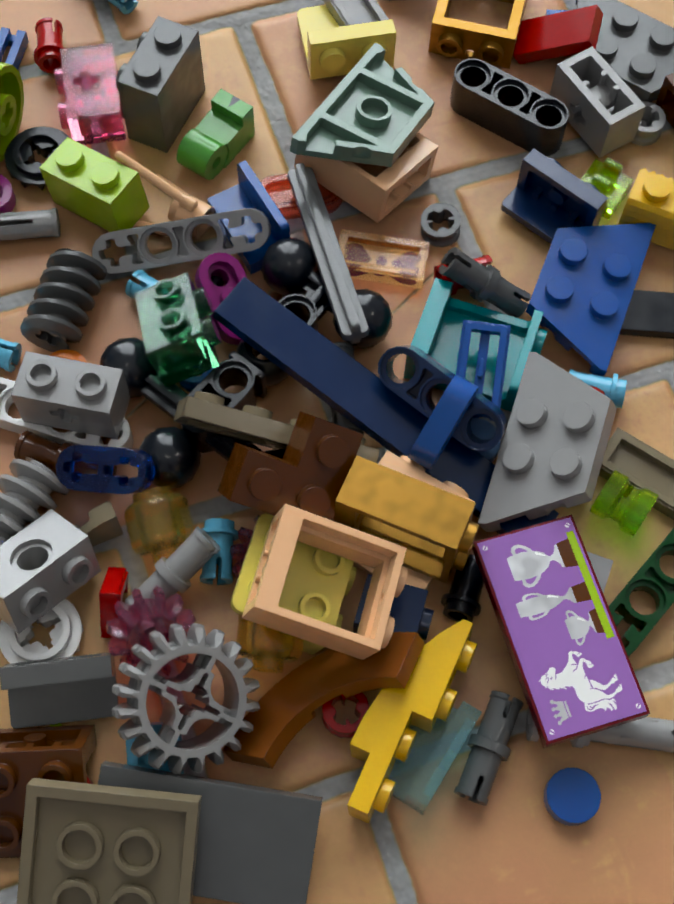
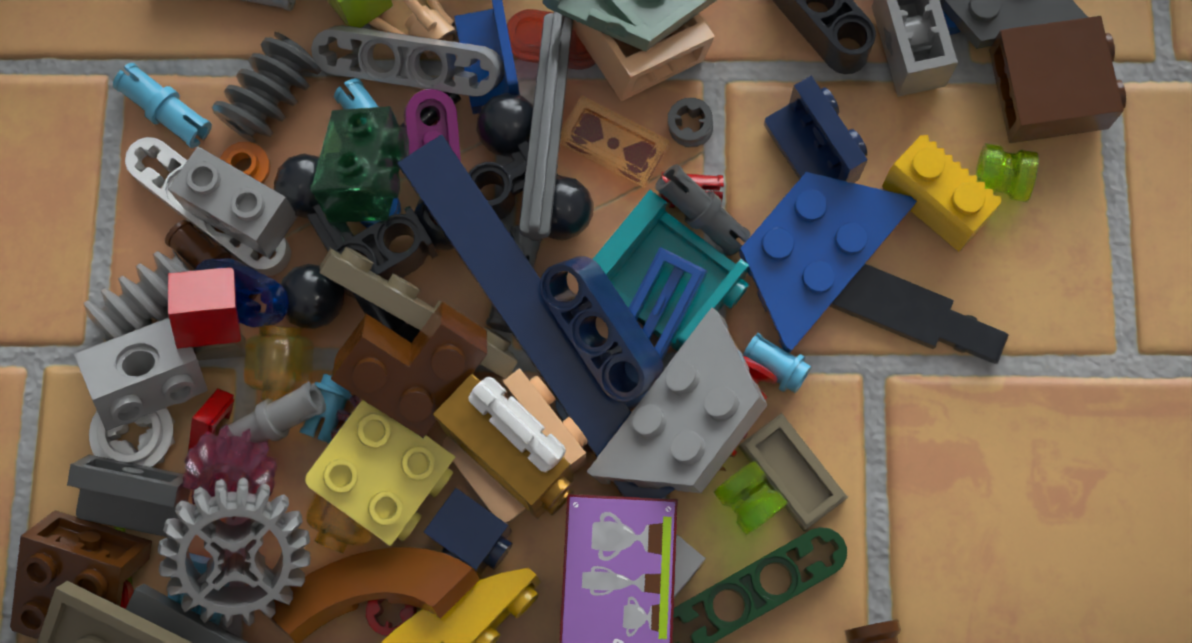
camera: 25 degrees right, 10 degrees up
(80, 488) = (203, 307): none -> panel
(308, 528) = (461, 509): light nougat window -> none
(417, 481) = (517, 424): none -> white axle
(443, 422) = (581, 361): blue beam -> none
(464, 593) = (548, 537): black pin -> none
(609, 182) = (886, 134): clear neon green tile -> none
(656, 118) = (981, 64): light grey bush -> none

